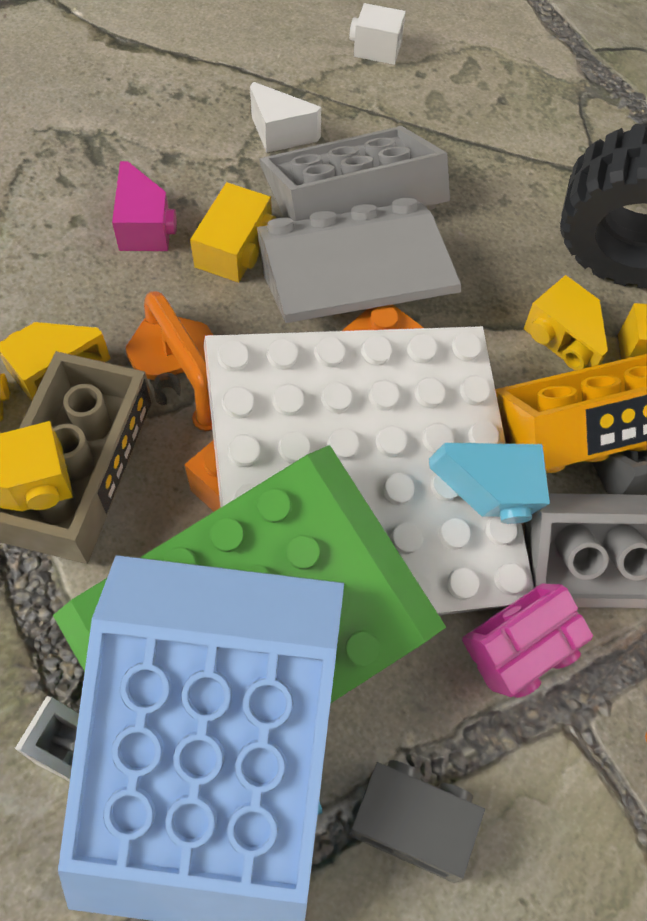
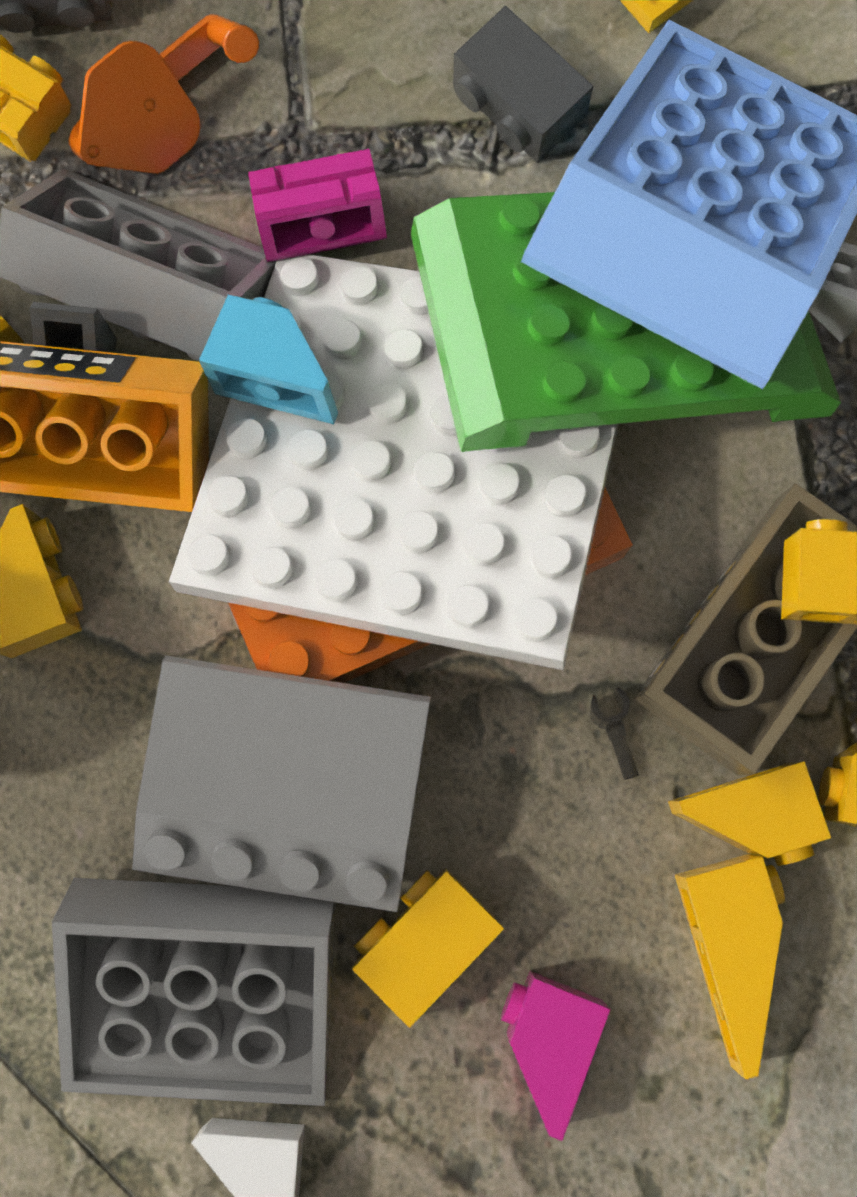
camera: 155 degrees left, 20 degrees up
(44, 285) = (737, 942): none -> yellow slope
(172, 346) = (581, 774): orange piece -> none

